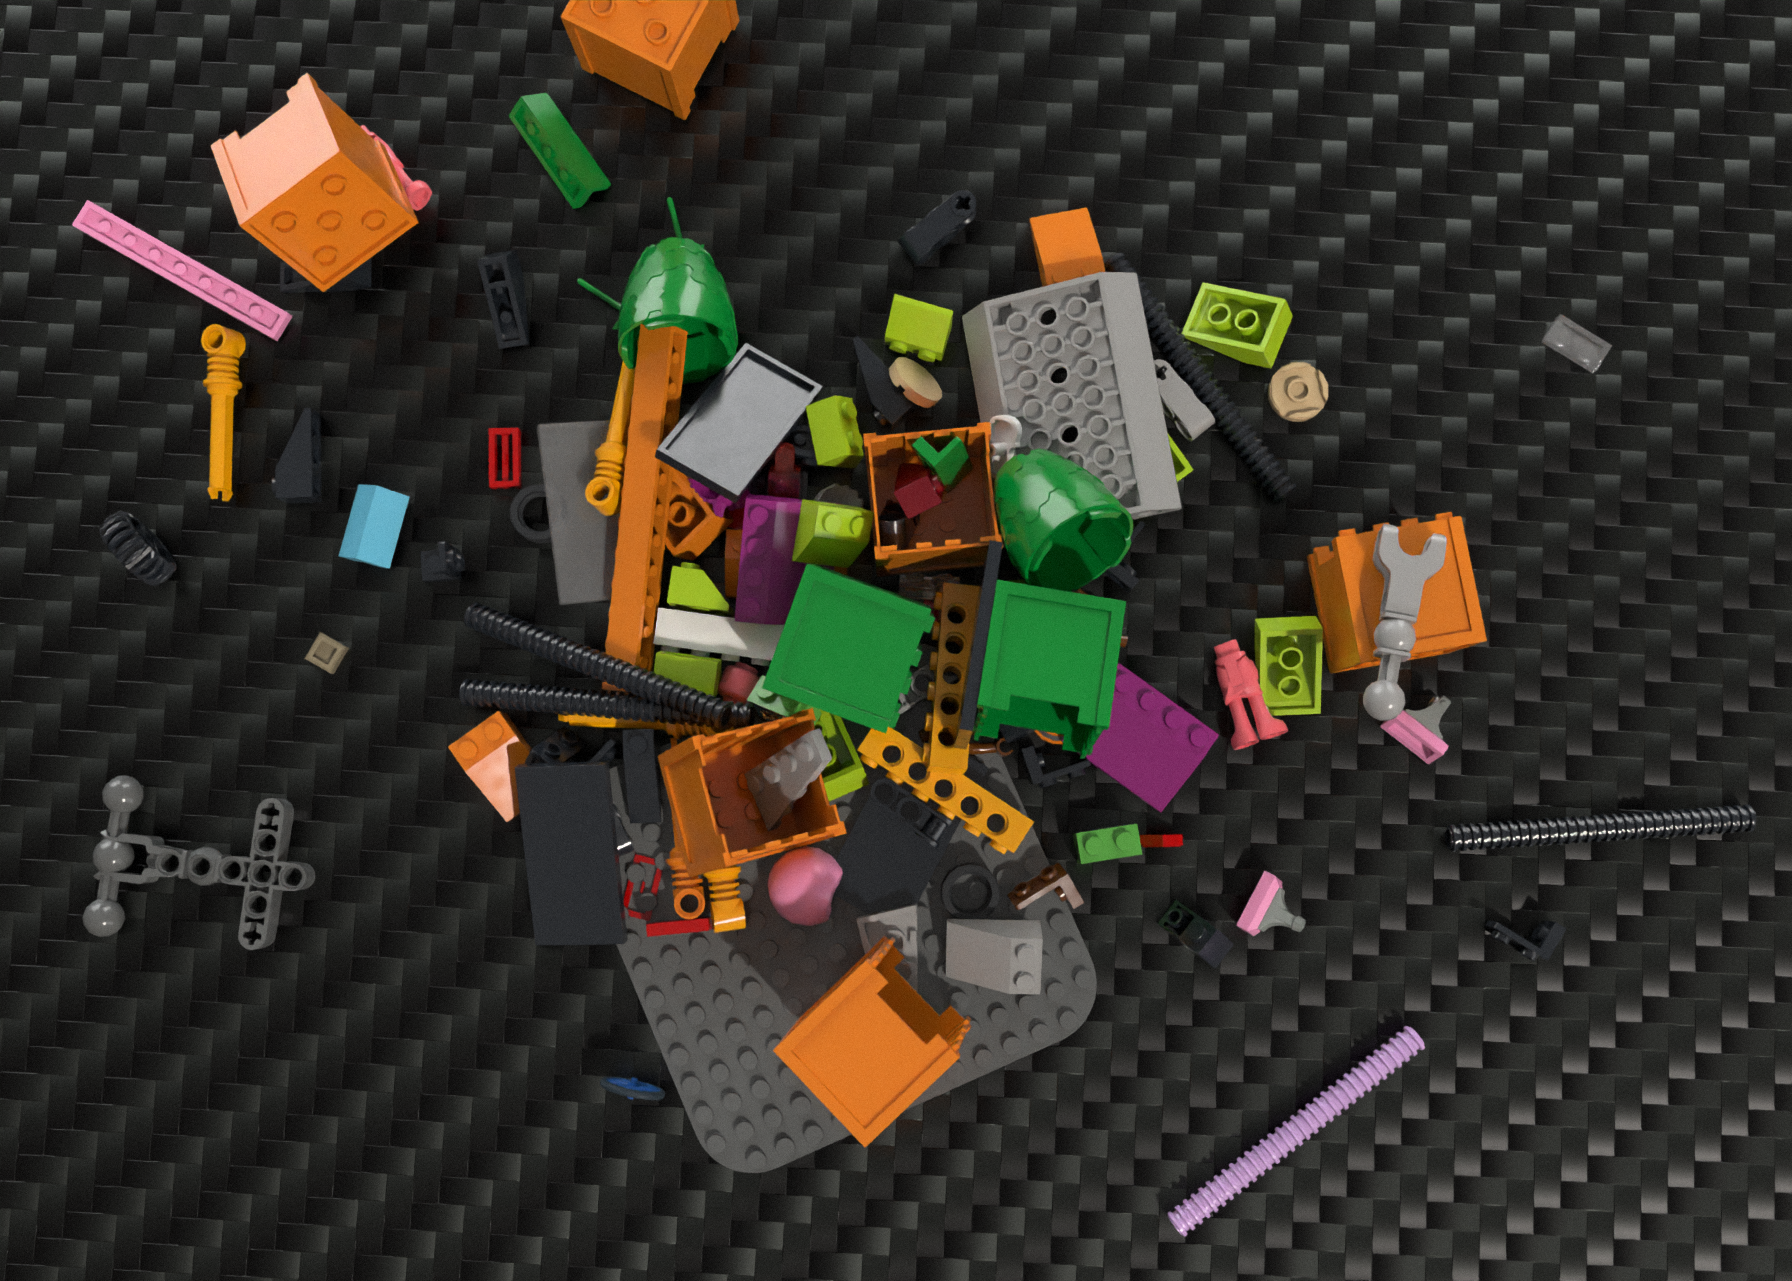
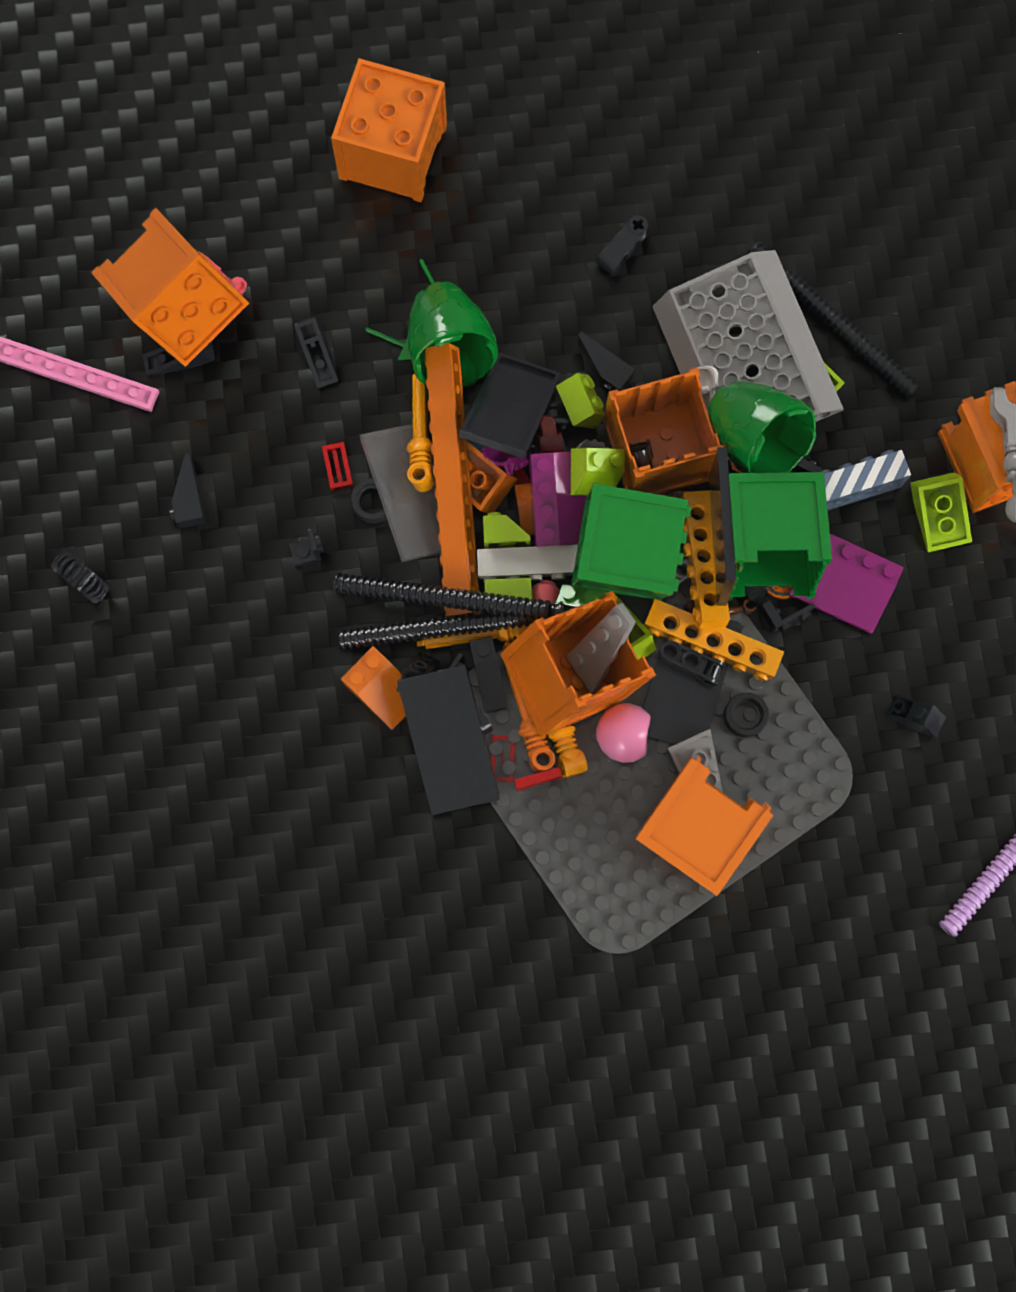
camera: 15 degrees left, 5 degrees down
(116, 855) = (104, 806): dark grey piece -> none
(222, 383) = (118, 450): light orange piece -> none
(326, 653) = (232, 631): dark tan tile -> none
(374, 525) = (250, 531): medium azure piece -> none
(558, 148) = (332, 238): green panel -> none
(632, 1088) = (527, 903): wheel -> none
(917, 381) = (631, 357): tan tile -> none
(917, 488) = (653, 425): dark red slope -> none
(918, 328) = (624, 318): lime slope -> none
(950, 464) = (664, 407): green panel -> none
(995, 954) = (775, 754): light grey slope -> none
(1048, 879) = (803, 693): reddish brown bracket -> none
(1065, 246) = (717, 242): orange slope -> none
(1107, 843) = (838, 661): bright green brick -> none
(1168, 840) = (876, 652): red tile -> none
(1181, 403) = (828, 342): light grey piece -> none
(1186, 606) = (865, 479): none -> sand blue brick
(1239, 323) = (854, 276): lime slope -> none
(1239, 680) = (907, 528): coral piece -> none
(1268, 908) = (965, 687): piece -> none
(1297, 391) = (906, 317): tan tile -> none

